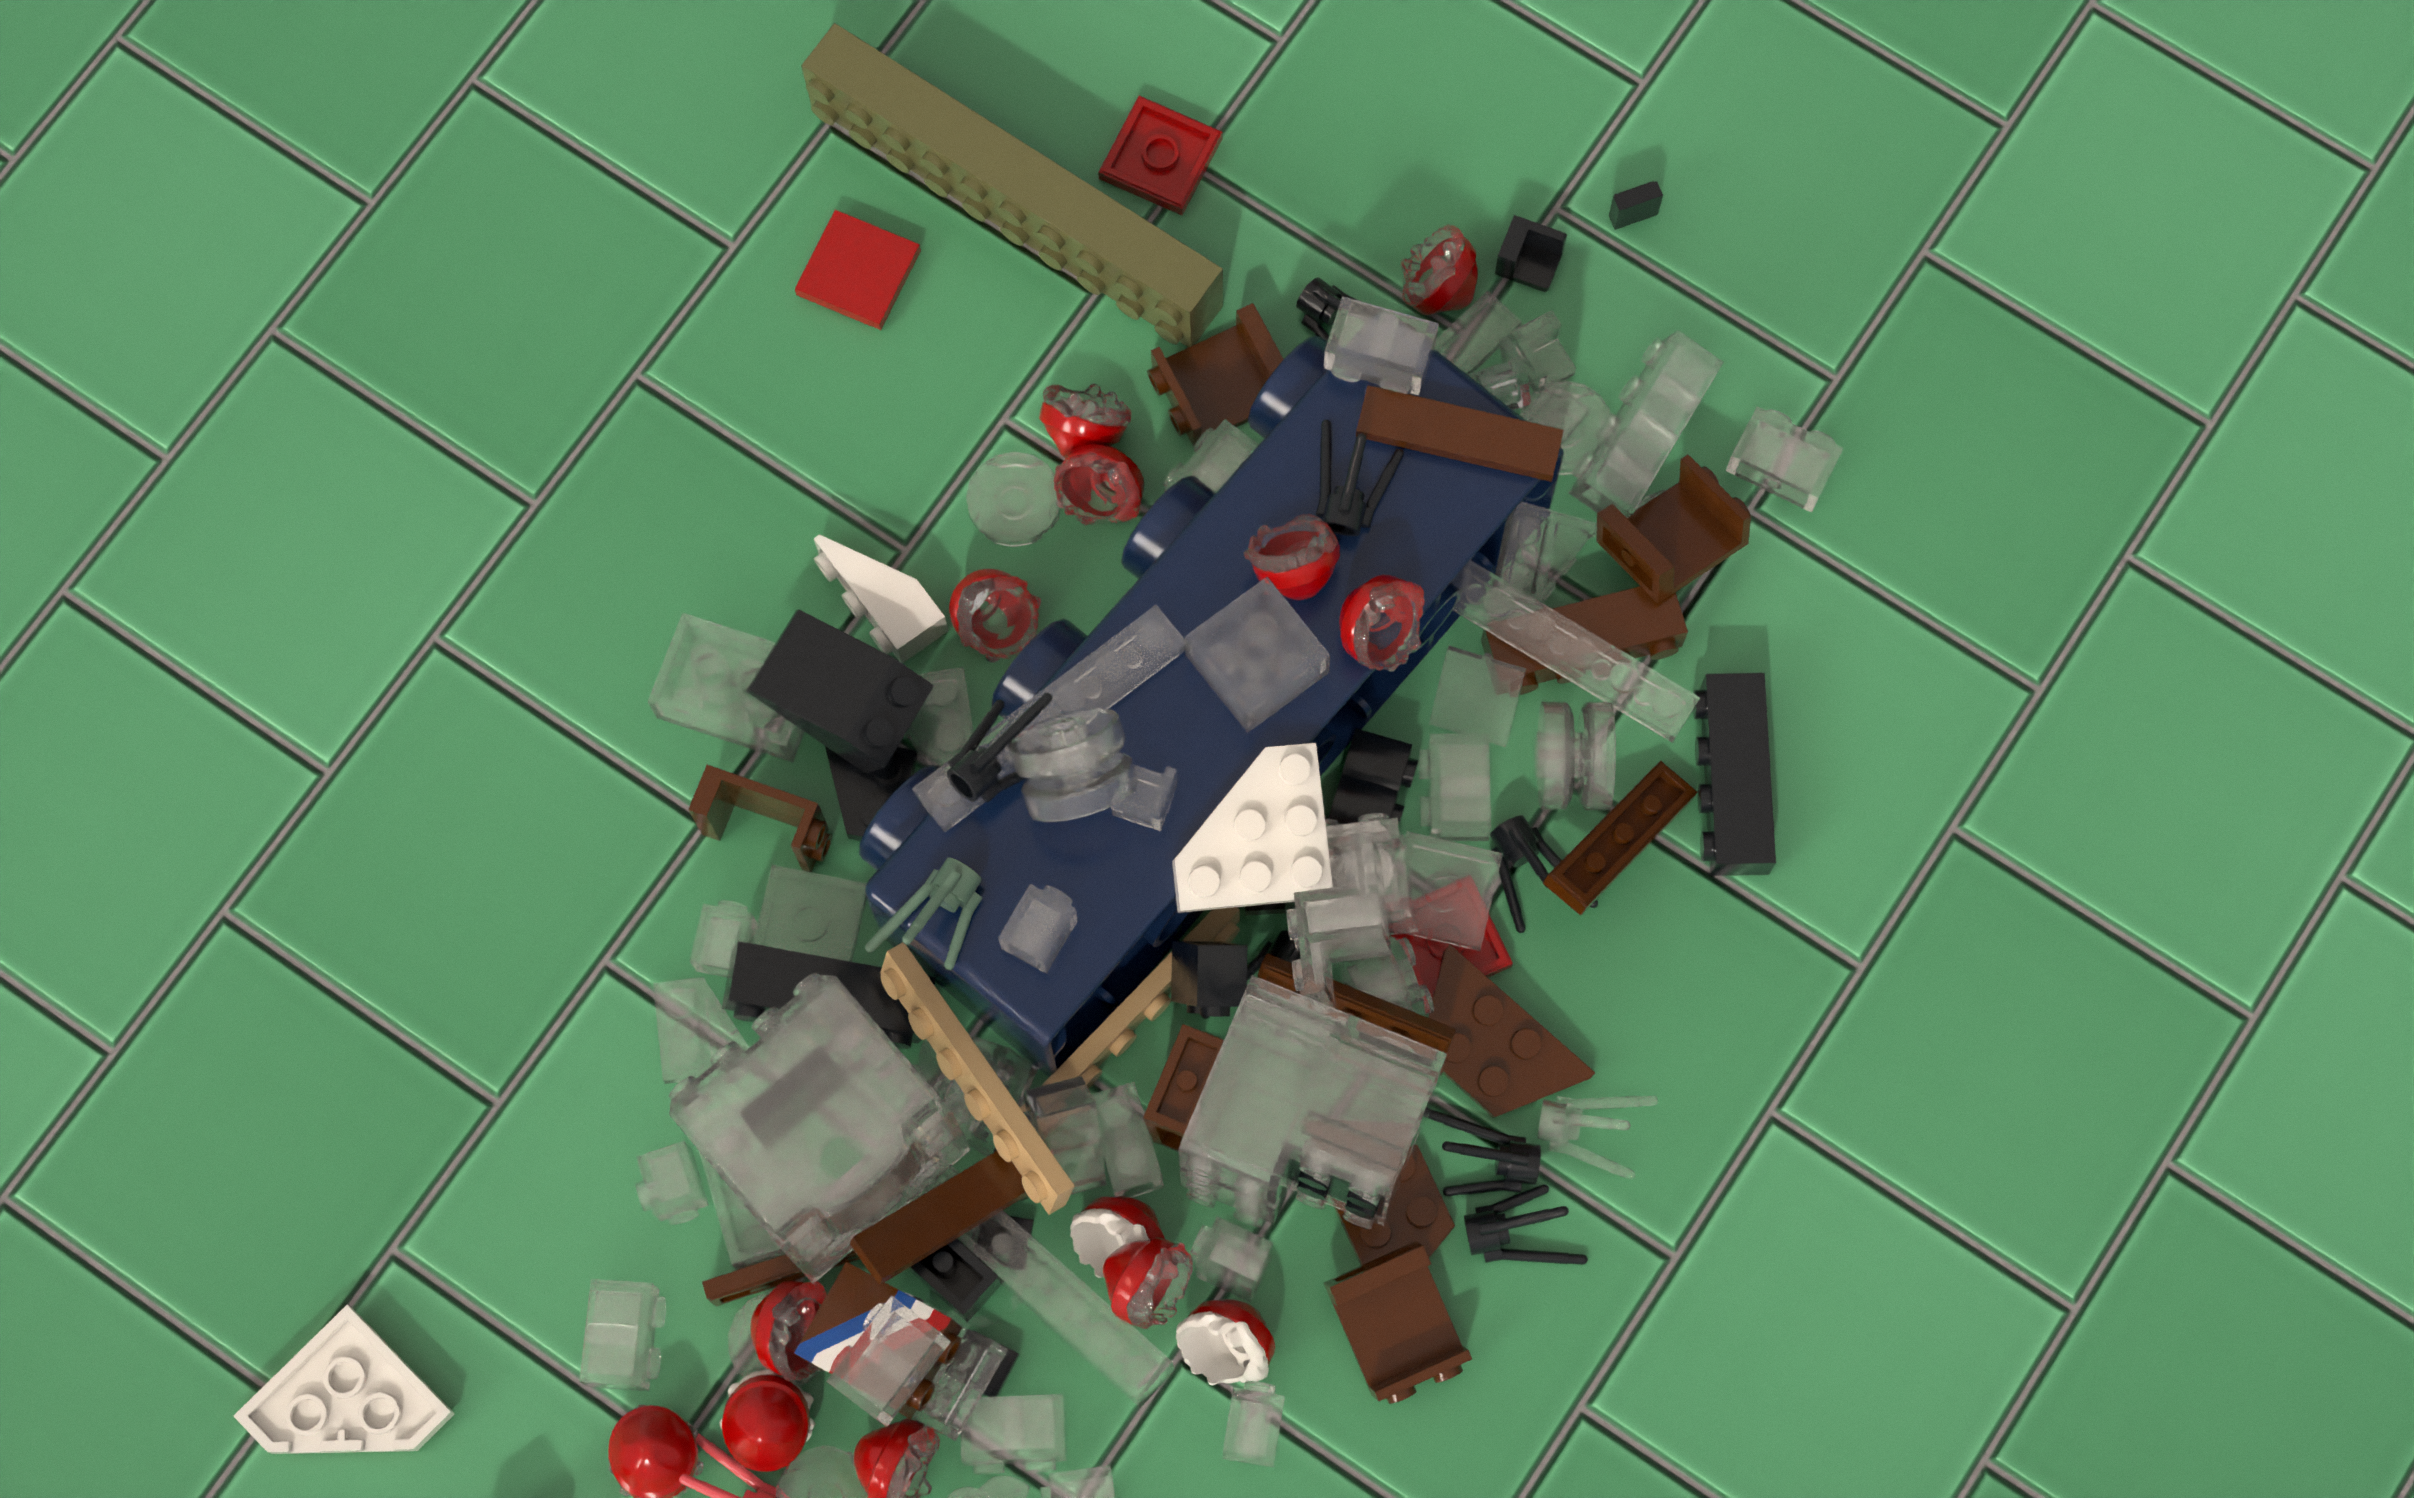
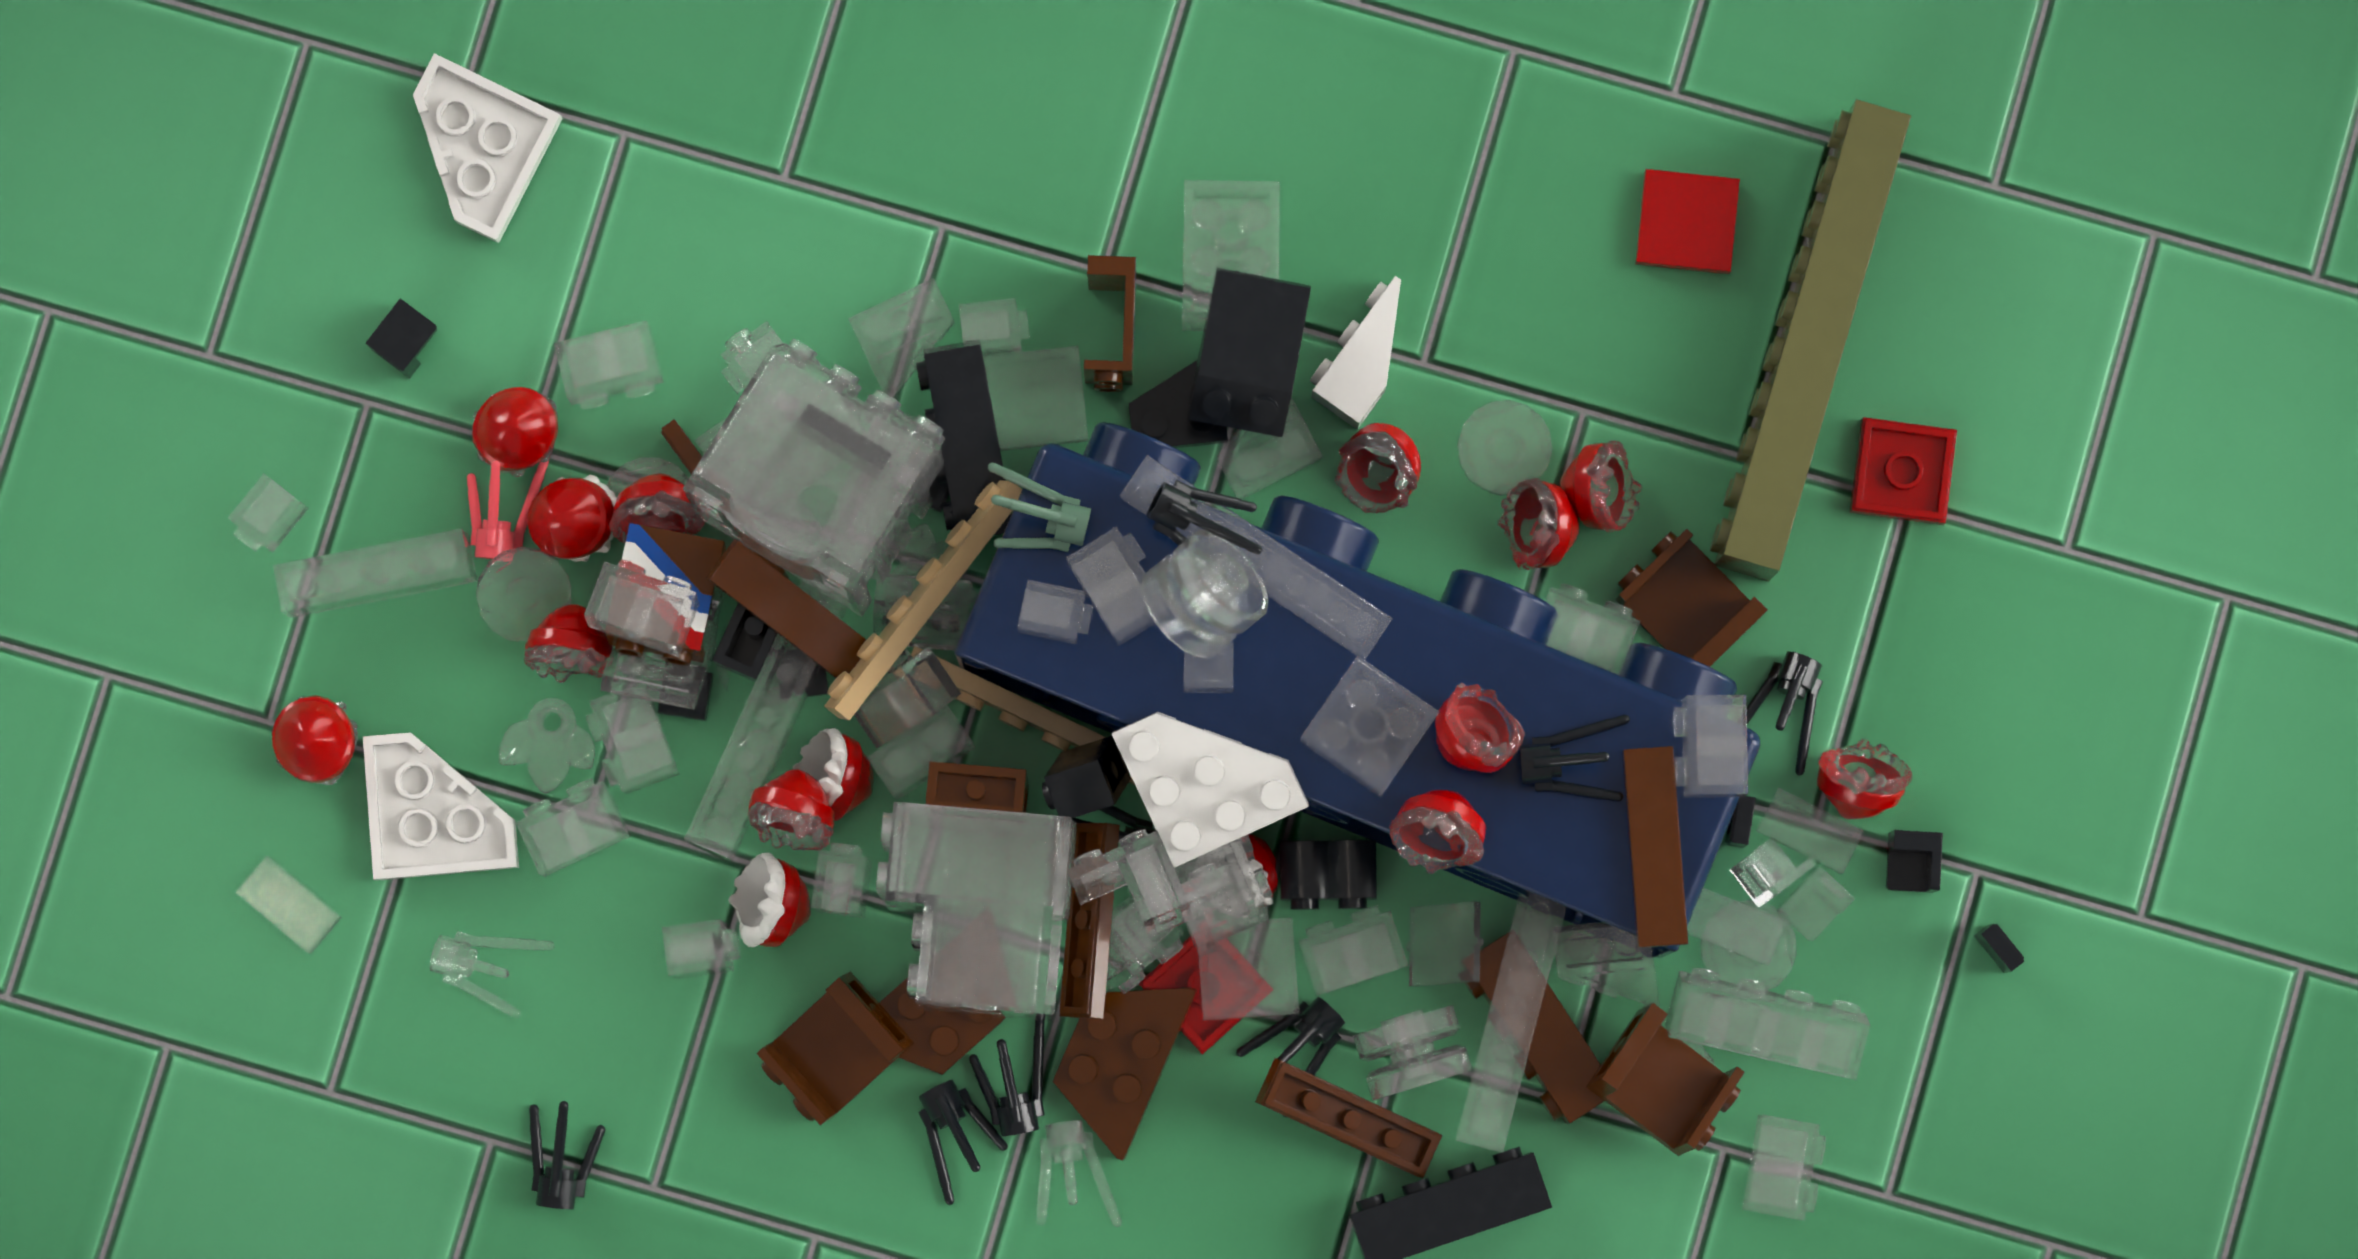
camera: 70 degrees right, 10 degrees up
(1032, 854) = (1113, 582): none -> clear brick

